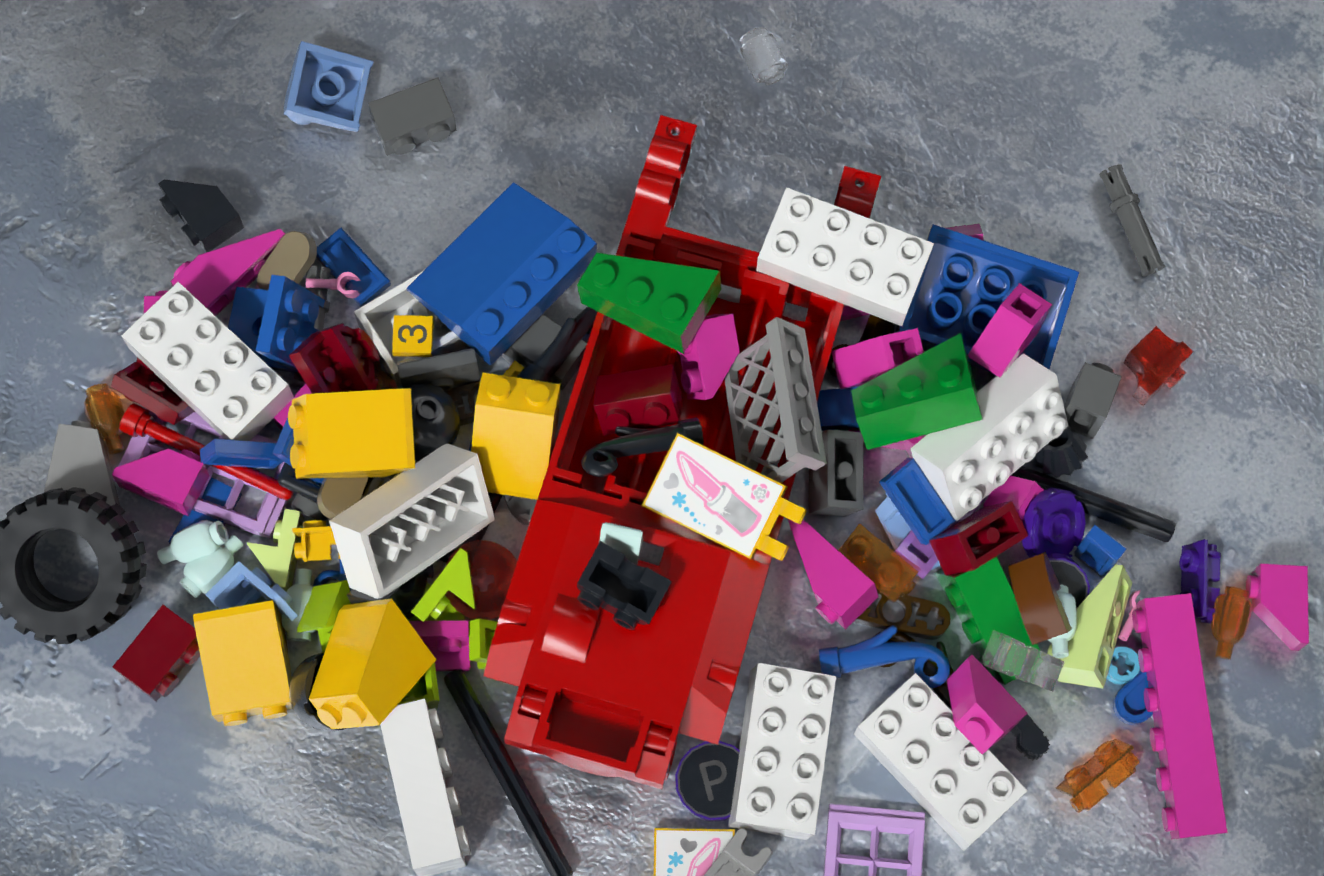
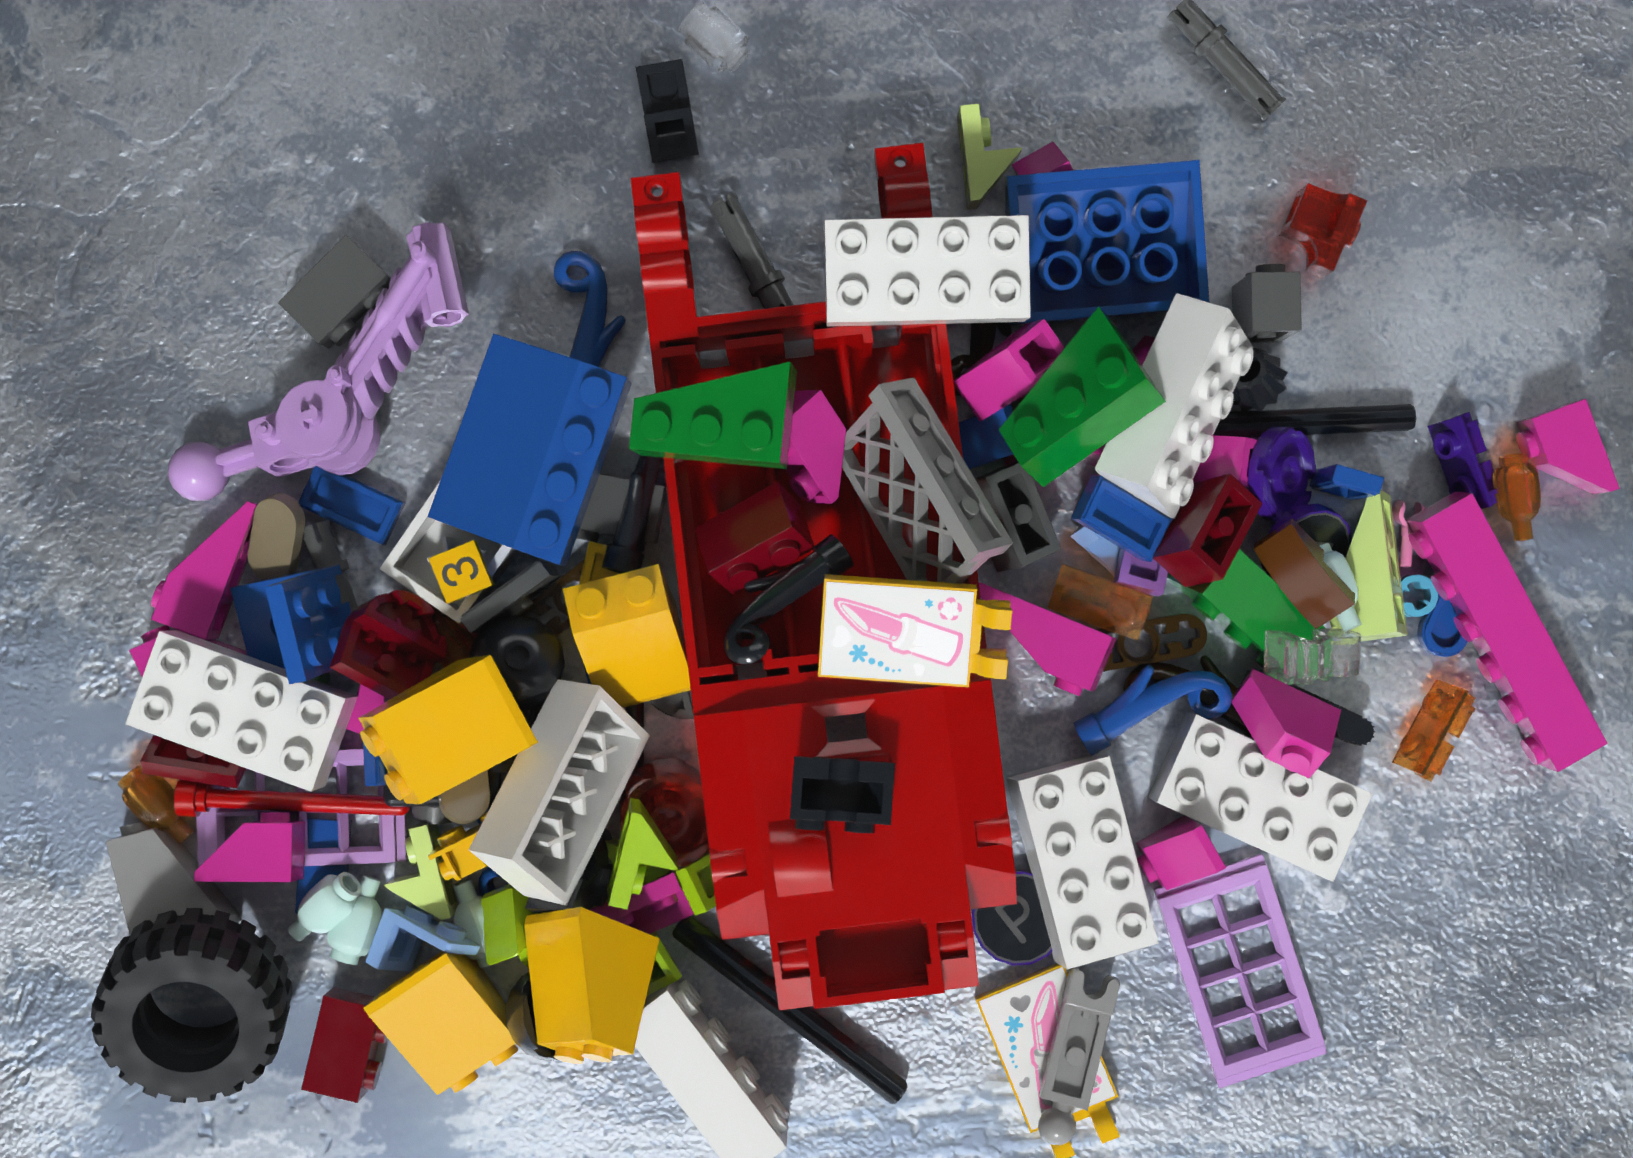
camera: 20 degrees left, 15 degrees up
(203, 209) = (149, 514): black slope -> none
(240, 454) = (324, 796): blue tile -> none
(326, 87) = (221, 300): medium blue slope -> none
(335, 284) = (340, 538): bright pink hand -> none
(369, 195) = (335, 418): none -> lavender piece
(590, 208) = (591, 336): none -> blue plant
(623, 539) = (815, 739): light aqua slope -> none
(707, 91) = (667, 110): none -> black slope
(723, 205) = (763, 278): none -> dark grey pin
(858, 777) = (1178, 854): none -> dark pink slope
(921, 212) = (980, 167): none -> yellowish green slope
(1010, 330) = (1153, 276): dark pink slope -> none

